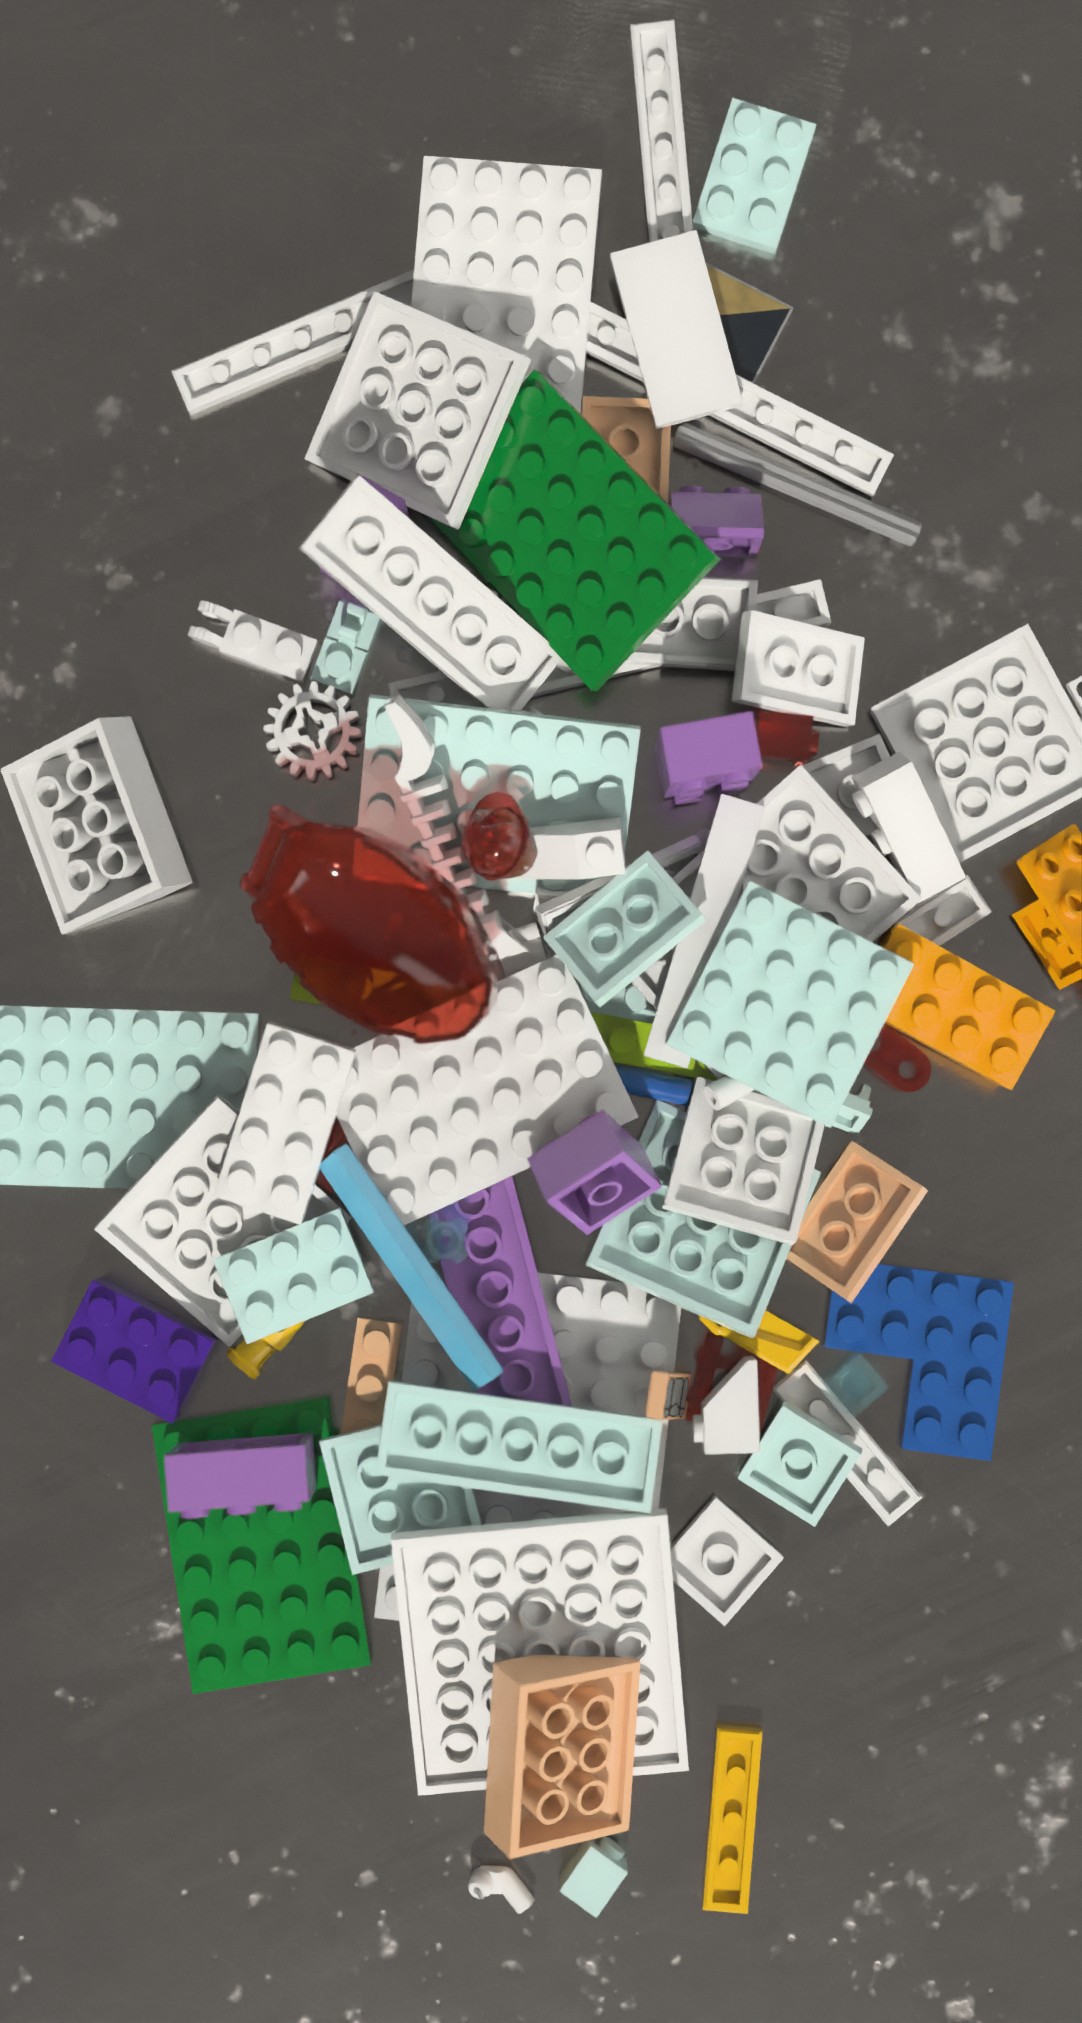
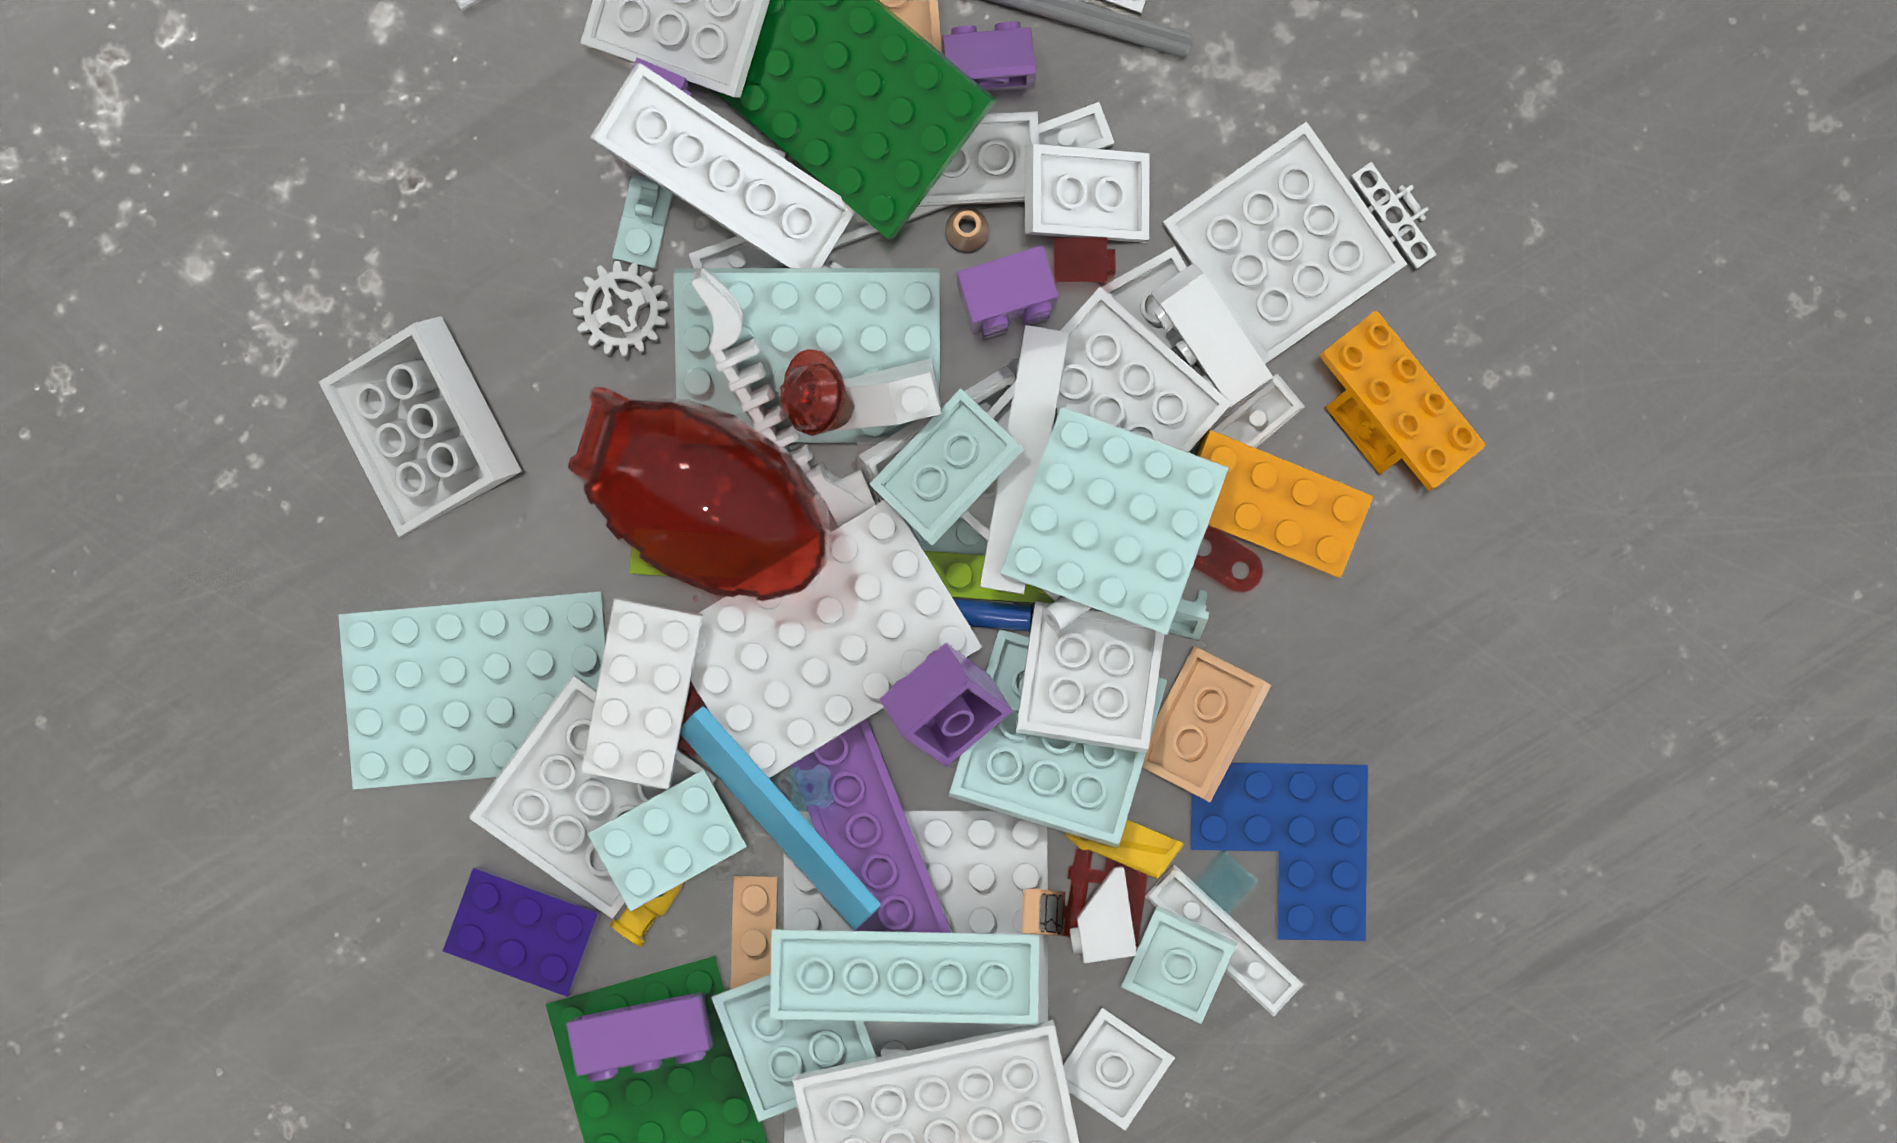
camera: 10 degrees left, 0 degrees up
(258, 642) = (556, 228): white hinge -> none
(668, 702) = (962, 240): none -> light nougat cone

